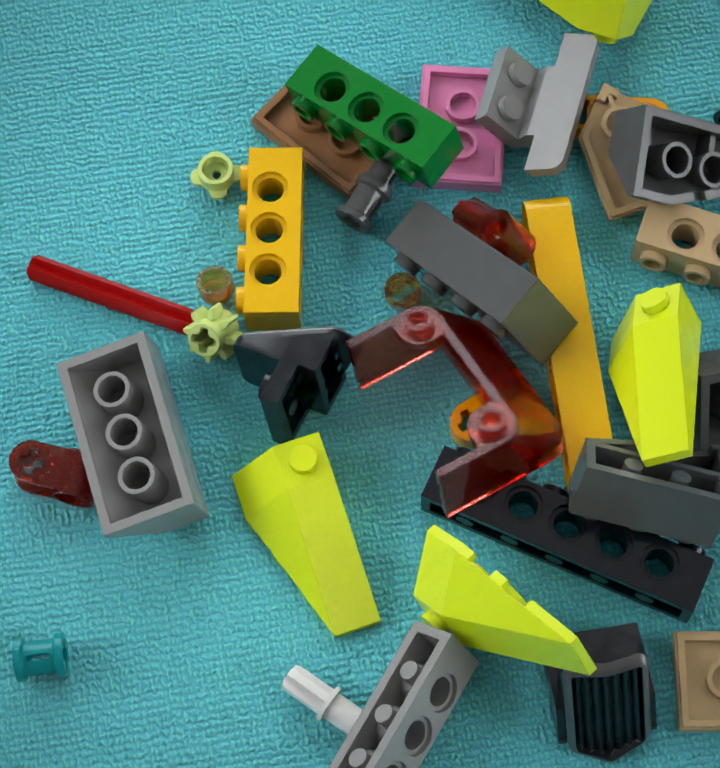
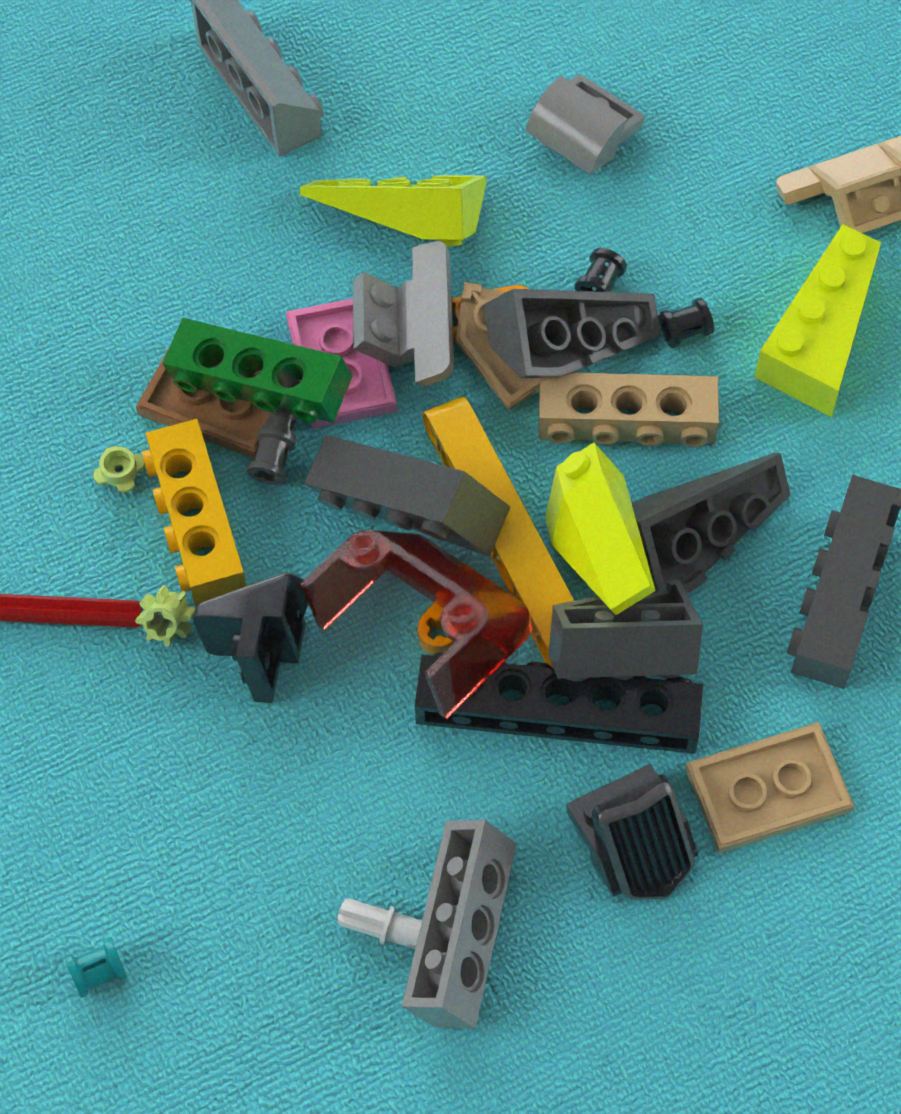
camera: 20 degrees left, 5 degrees down
(61, 473) = (61, 790): clear red piece -> none
(132, 439) = (119, 736): light grey slope -> none
(215, 285) = (152, 571): clear orange hinge -> none
(300, 517) = (307, 763): neon yellow wedge -> none
(399, 283) = (329, 520): clear orange hinge -> none
(489, 612) = (512, 787): neon yellow wedge -> none
(496, 229) = (406, 440): clear red piece -> none

